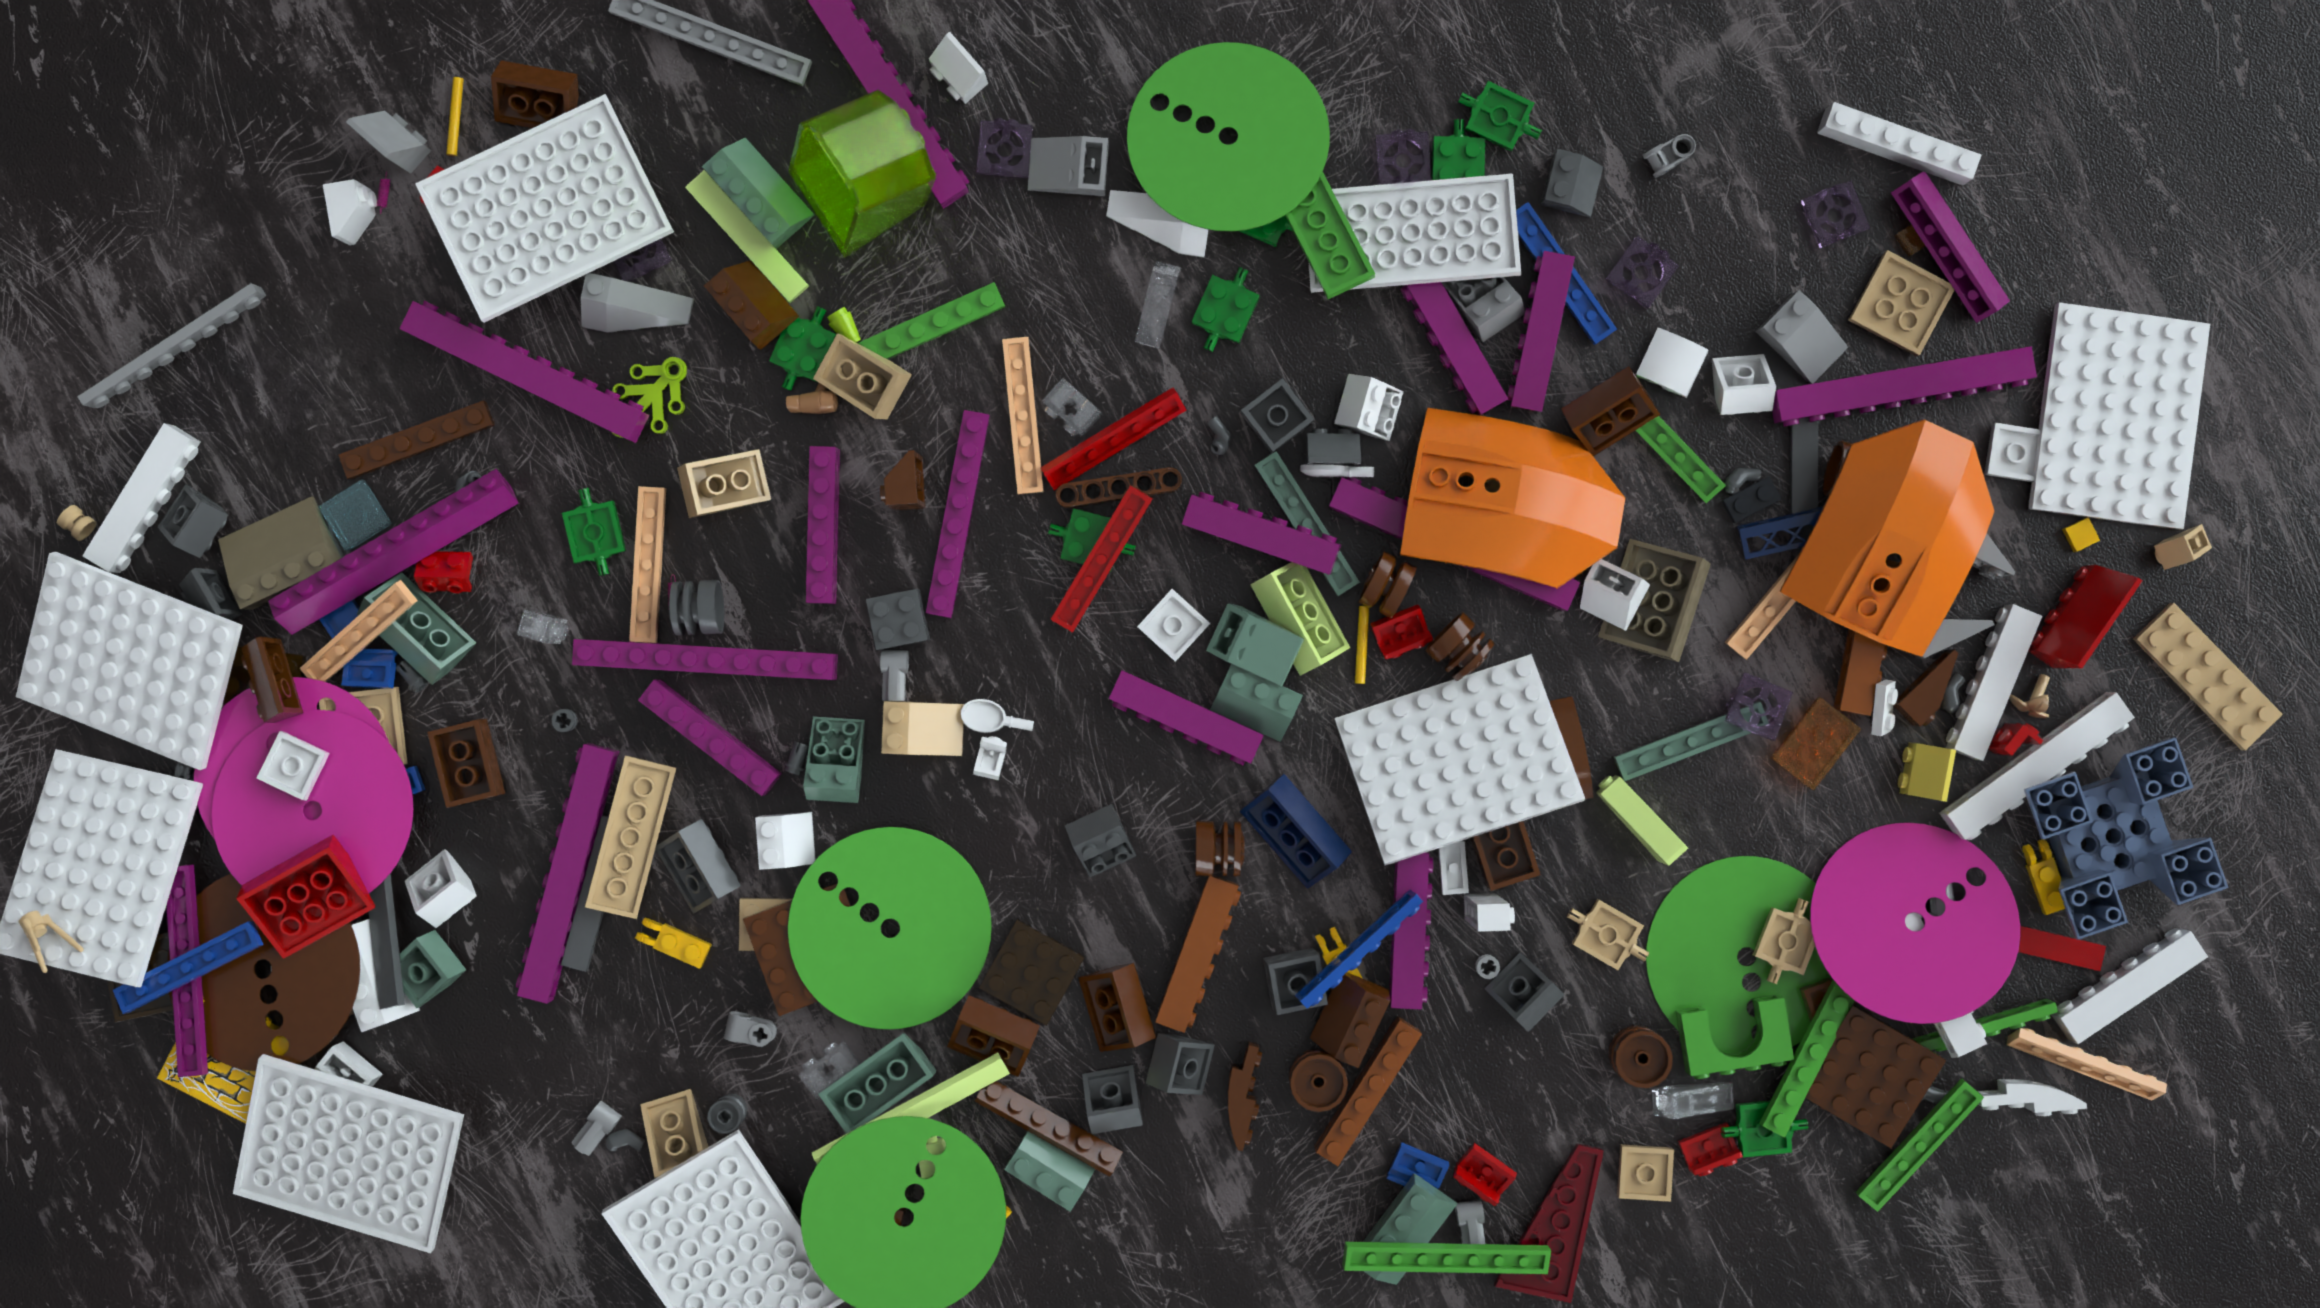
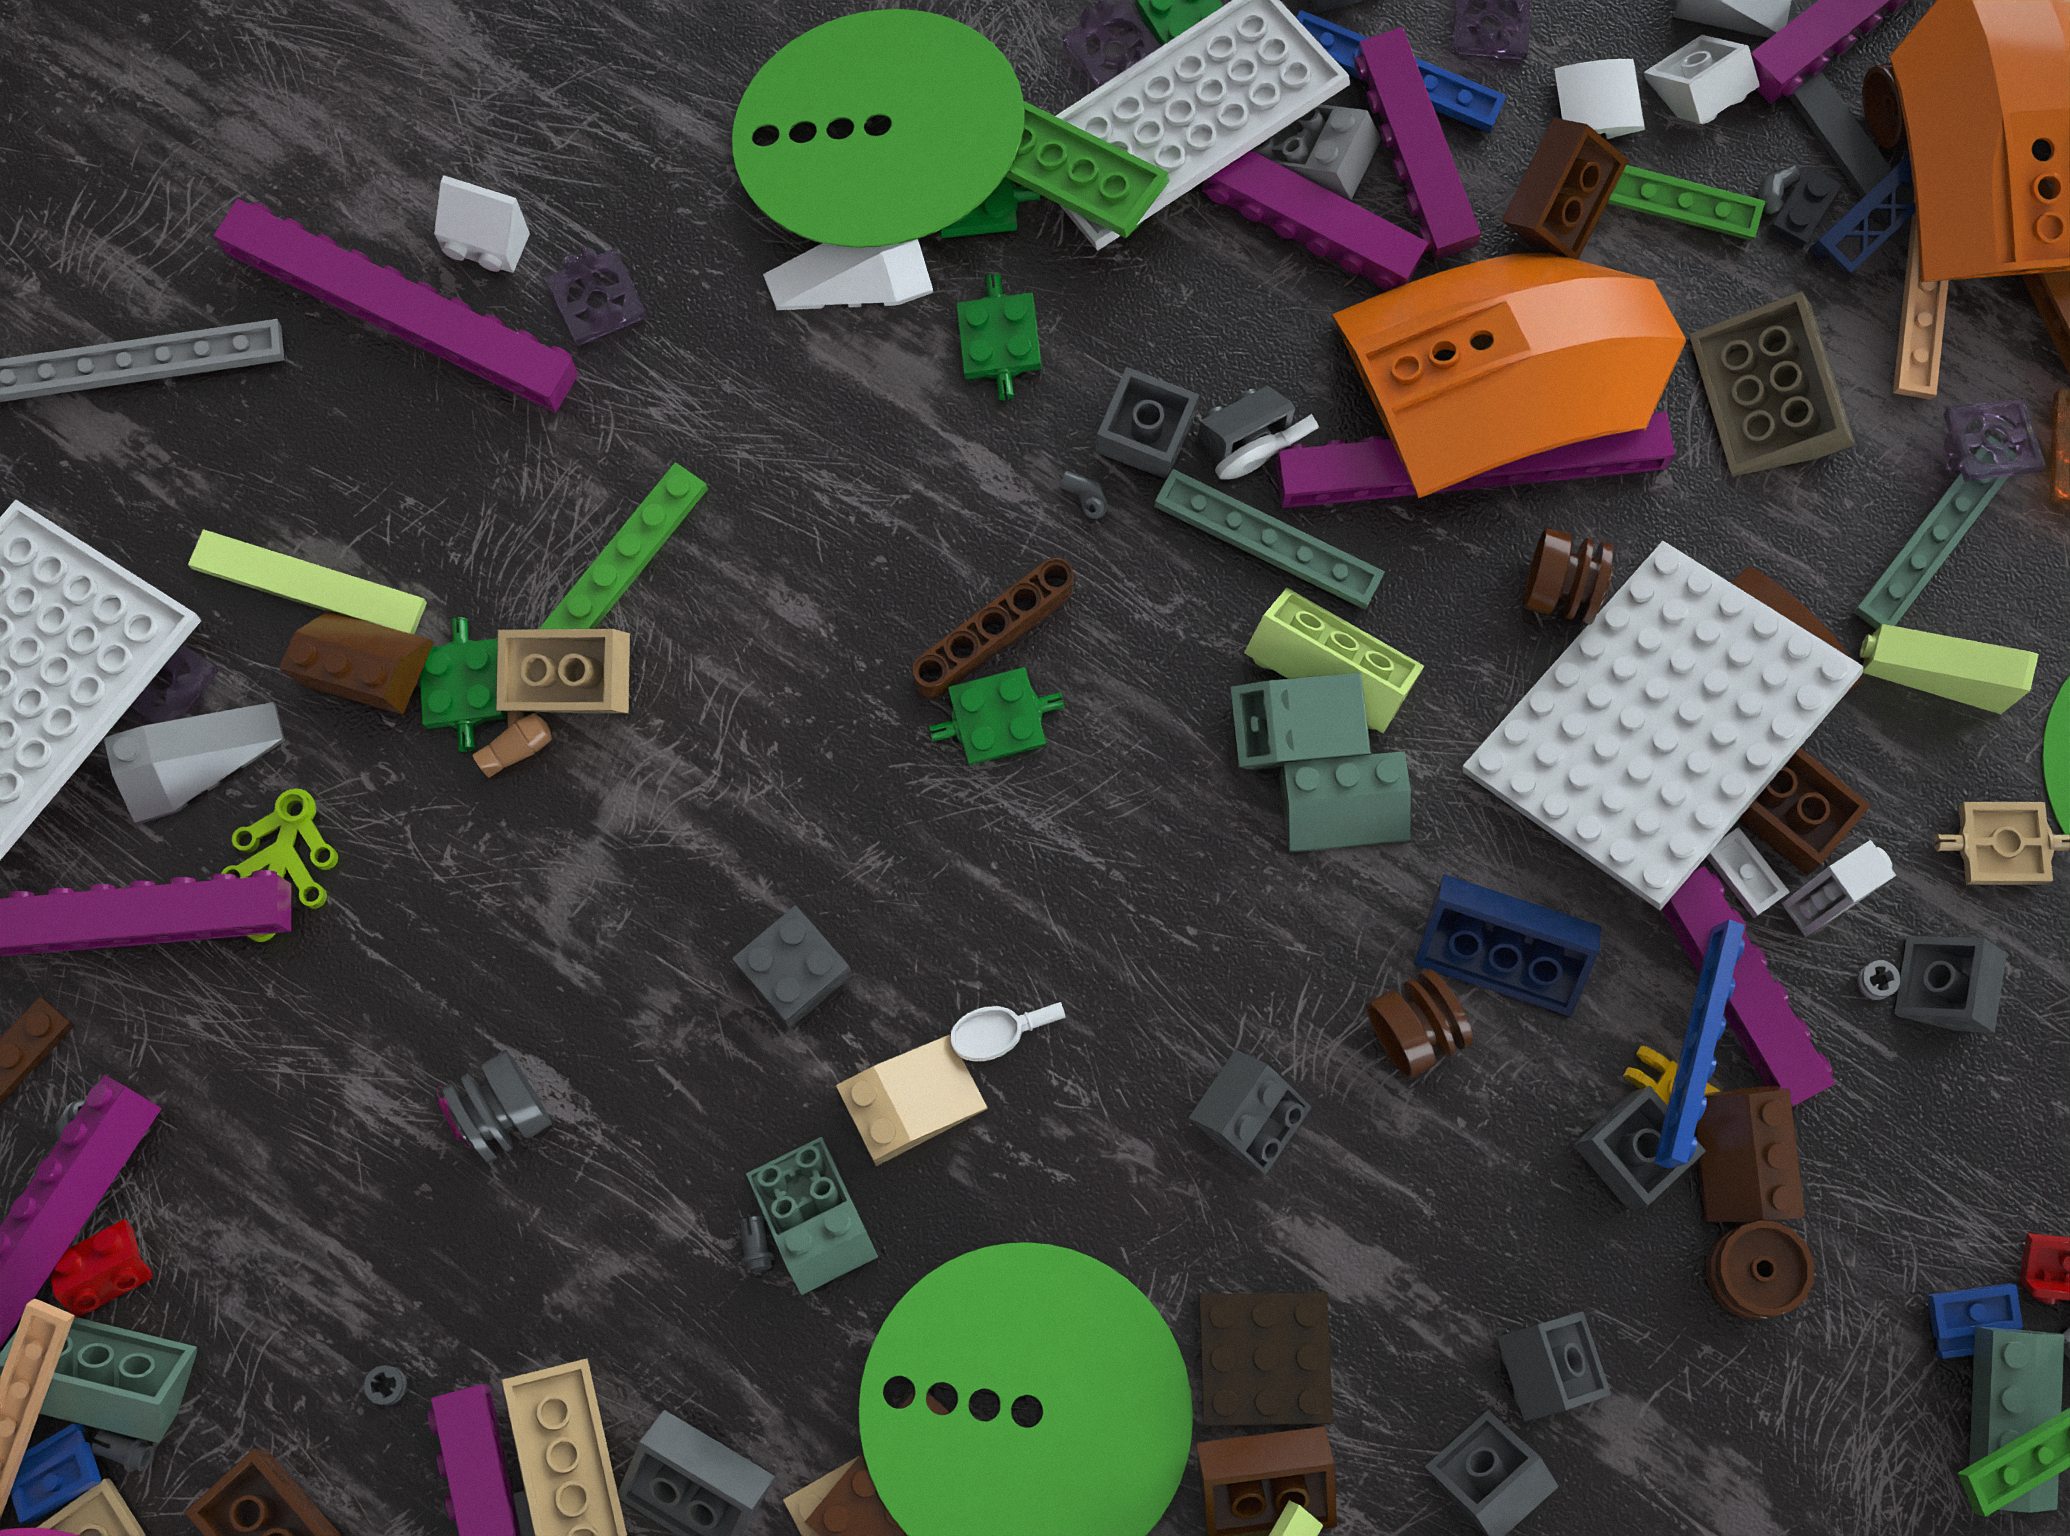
camera: 30 degrees left, 15 degrees down
(543, 627) = (284, 1260): clear brick -> none
(593, 532) = (292, 1089): green plate -> none
(647, 564) = (395, 1093): light nougat plate -> none
(705, 659) = (544, 1178): magenta brick -> none
(710, 737) = (613, 1283): magenta brick -> none
(723, 483) = (443, 920): tan slope -> none
(758, 191) = (291, 518): sand green slope -> none
(785, 840) = (803, 1371): white slope -> none
(822, 525) = (616, 899): magenta brick -> none
(843, 324) = (497, 616): lime cone -> none
(861, 169) = (417, 400): clear neon green windscreen -> none
(894, 666) = (825, 1040): light grey piece -> none
(905, 484) = (701, 774): reddish brown slope -> none
(957, 513) = (795, 786): magenta plate -> none
(990, 757) = (1029, 1083): white bracket -> none
(1023, 415) = (811, 608): light nougat plate -> none
(1065, 394) = (854, 549): clear brick -> none
(1069, 165) = (693, 267): light grey slope -> none
(1101, 558) = (1026, 727): red plate -> none
(1113, 438) = (948, 571): red plate -> none
(1117, 1008) = (1416, 1337): reddish brown slope -> none
(1157, 304) = (908, 375): clear slope -> none
(1173, 625) = (1173, 765): white plate -> none
(1185, 716) = (1265, 876): magenta brick -> none
(1197, 952) = (1480, 1192): dark orange brick -> none
(1240, 1104) = (1675, 1377): reddish brown slope -> none
(1262, 534) = (1219, 577): magenta brick -> none
(1362, 639) = (1437, 653): yellow bar -> none
(1367, 1090) = (1836, 1246): dark orange brick -> none
(1369, 406) = (1256, 350): white slope -> none
(1386, 584) = (1424, 549): reddish brown wheel -> none
(1401, 632) = (1479, 605): red bracket -> none
(1612, 593) = (1716, 403): white slope -> none

